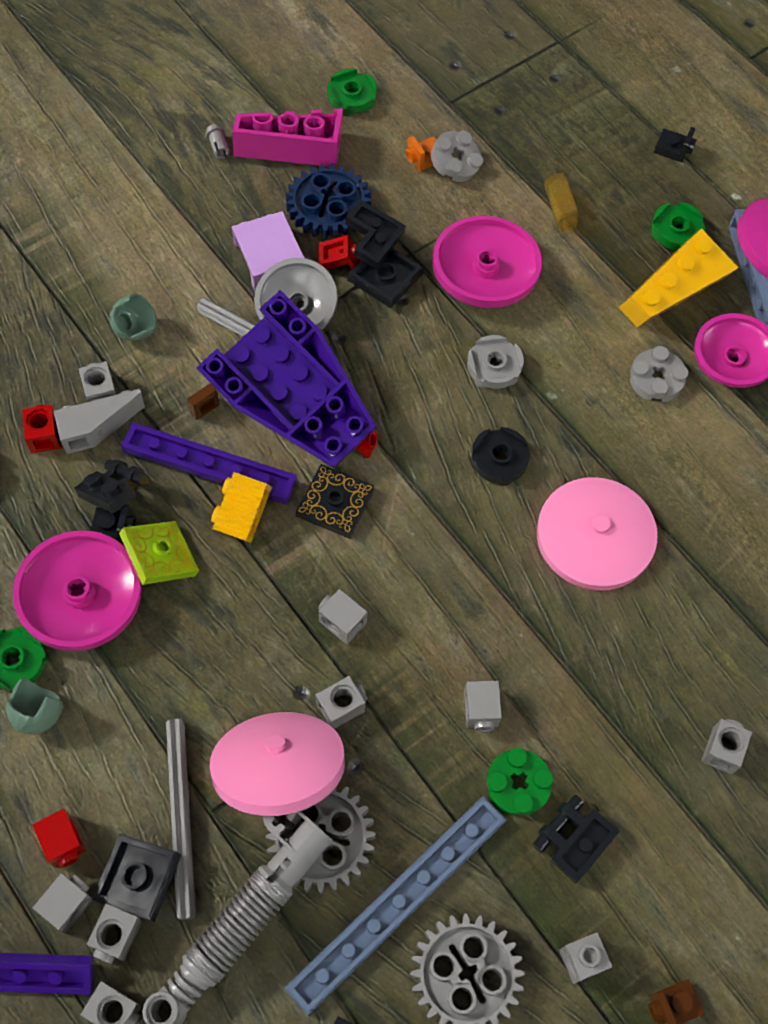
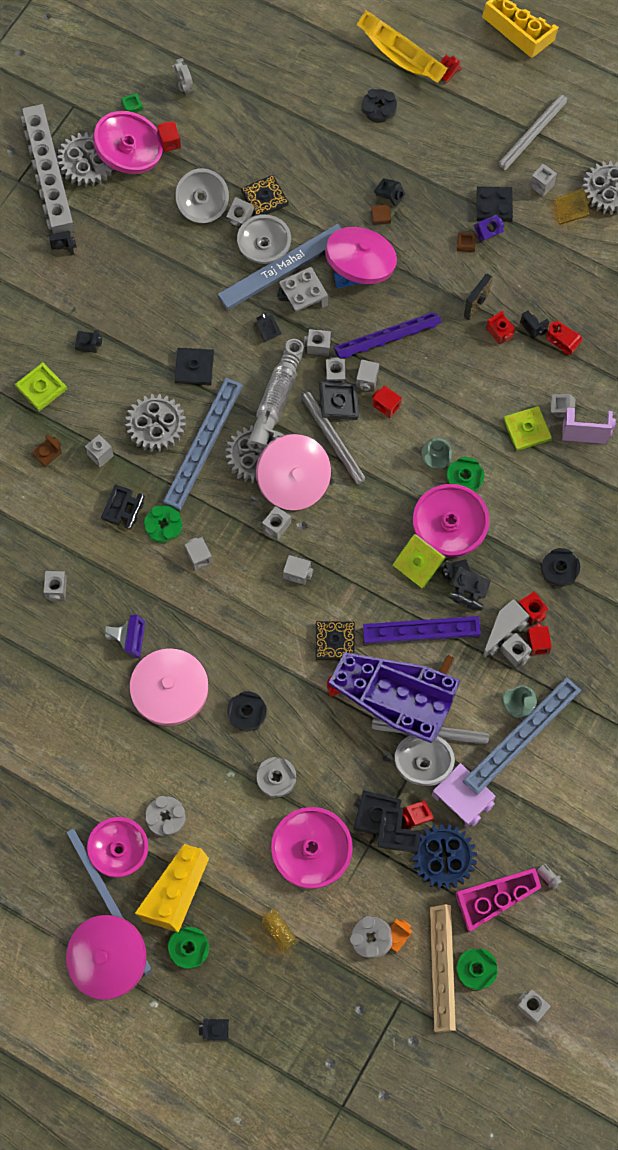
camera: 160 degrees right, 5 degrees up
(60, 385) = (539, 640): none -> red brick
(156, 281) = (521, 736): none -> sand blue tile
(241, 506) = (385, 605): yellow brick -> none
(310, 37) = (542, 1006): none -> light grey brick
(389, 104) = (442, 968): none -> tan plate
(634, 620) = (129, 635): none -> dark purple piece

